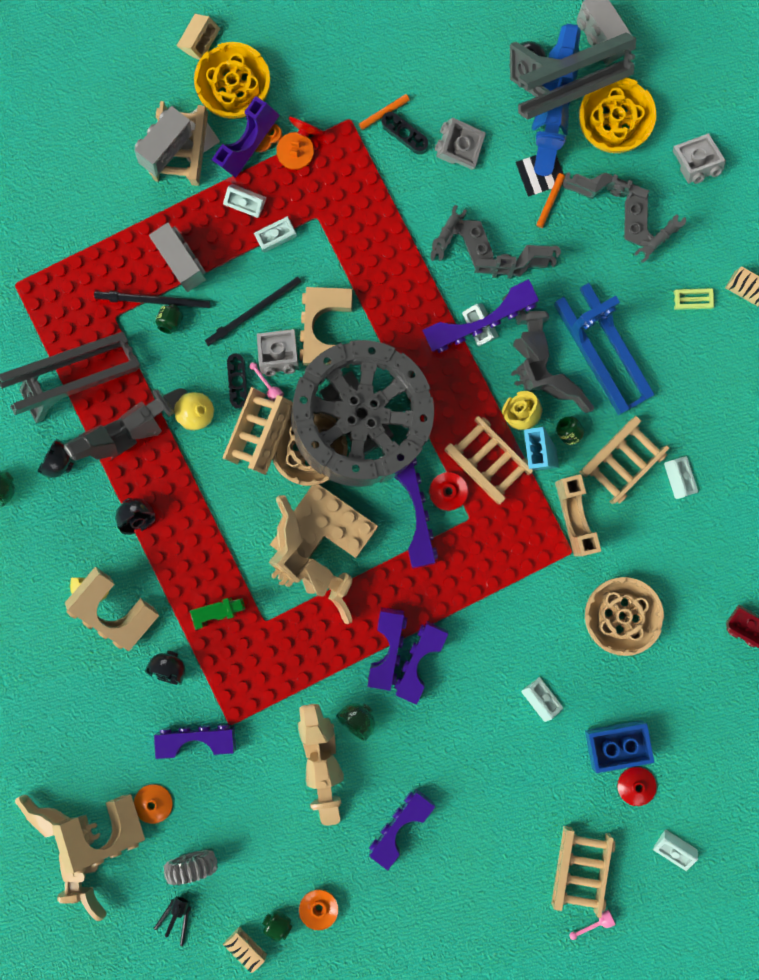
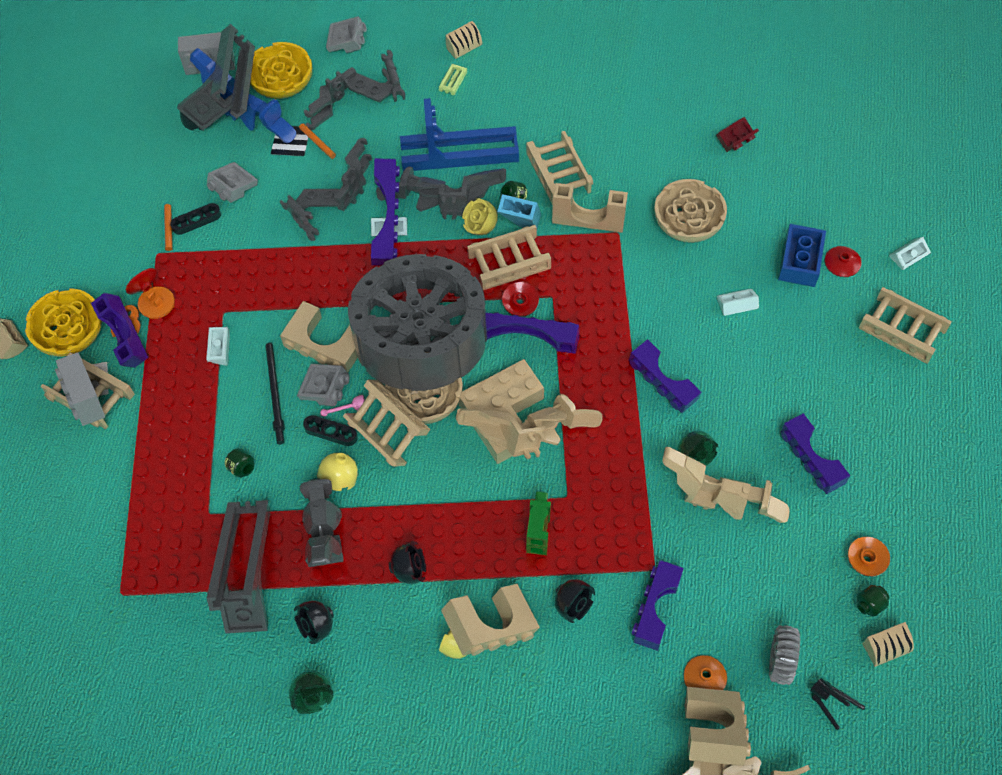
camera: 70 degrees left, 25 degrees down
(115, 296) = (190, 499): black bar -> none
(178, 256) = (189, 424): light grey brick -> none
(244, 200) = (173, 357): light aqua slope -> none
(382, 672) = (620, 384): dark purple arch -> none
(606, 921) = (956, 325): bright pink hinge -> none
(681, 477) = (592, 138): light aqua slope -> none

